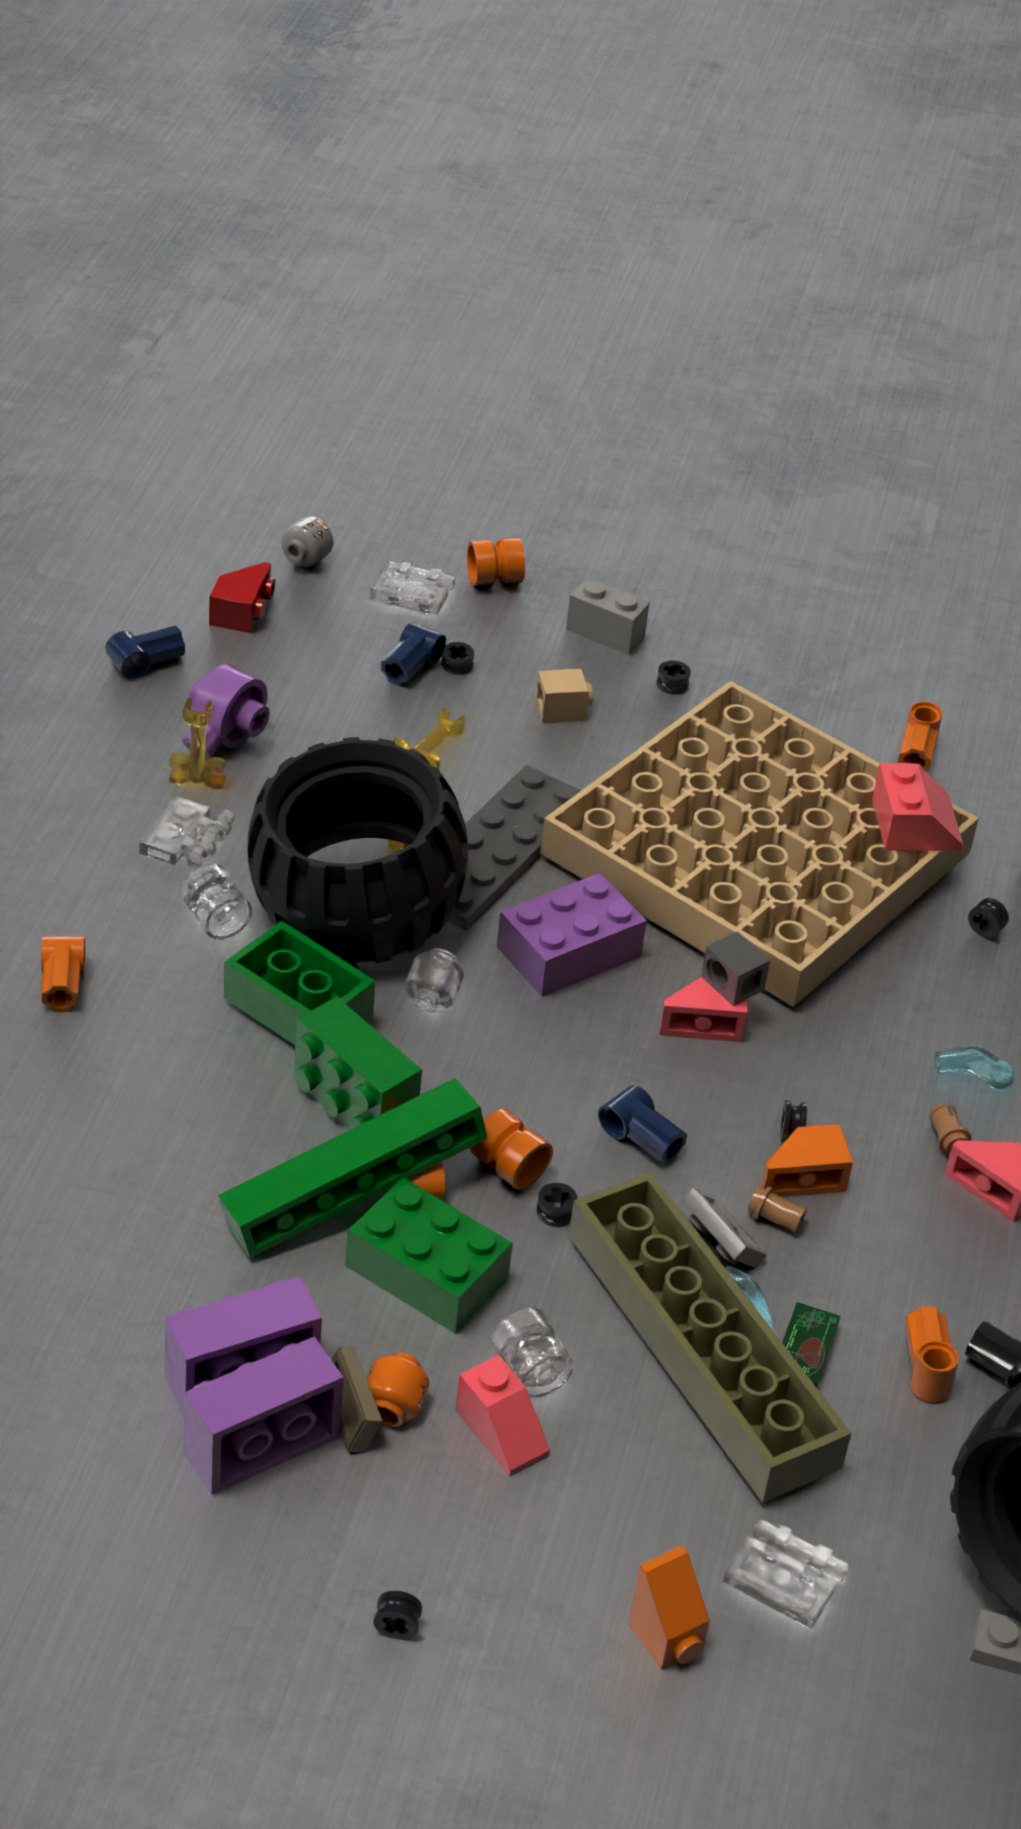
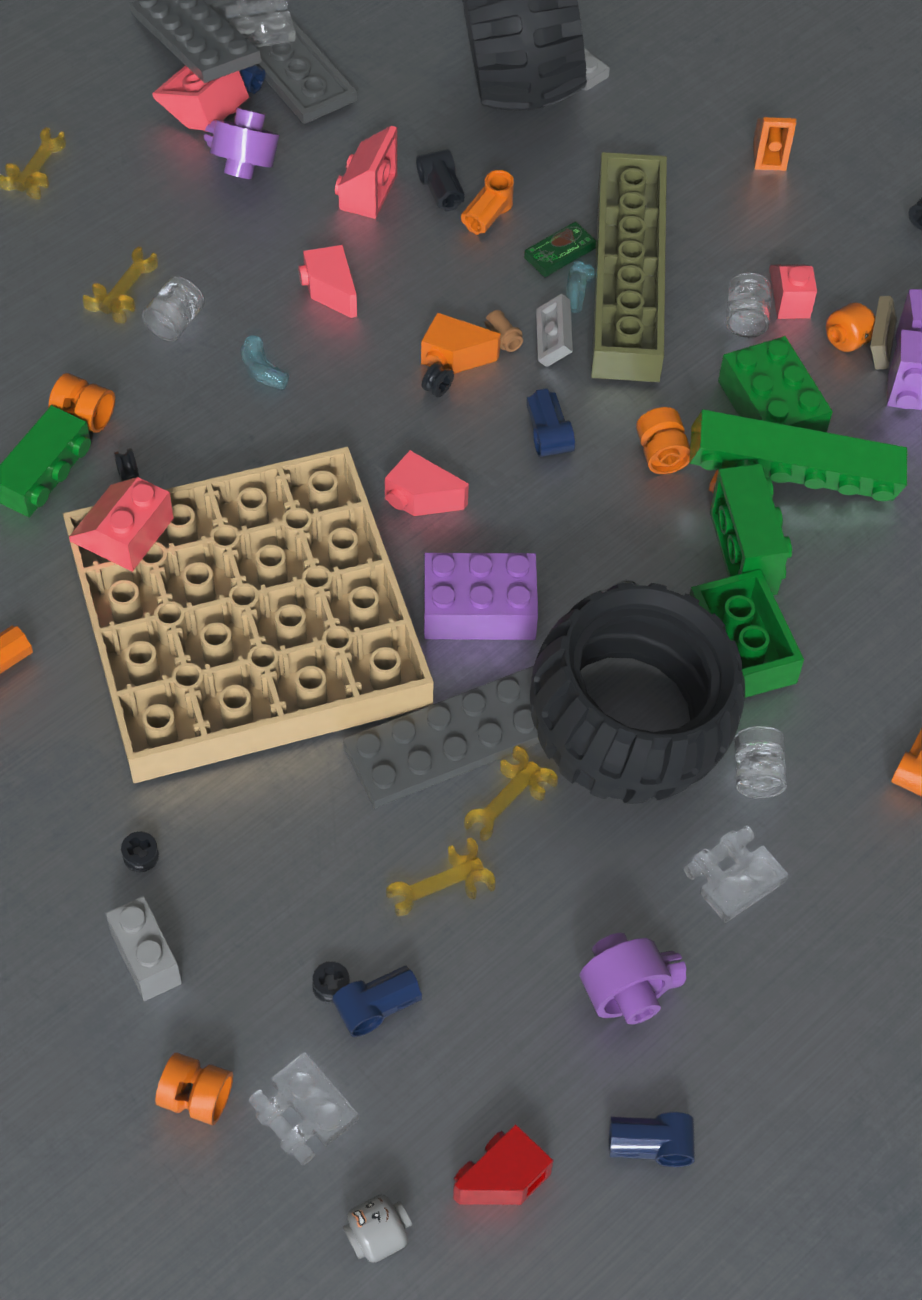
camera: 145 degrees left, 15 degrees up
(195, 767) = (686, 933): clear yellow bar -> none
(553, 1215) = (650, 395): black bush -> none
(562, 695) = (274, 865): tan brick -> none
(735, 968) = (399, 466): dark grey brick -> none
(780, 1581) = (689, 138): clear plate -> none
(948, 1127) = (334, 322): medium nougat pin -> none

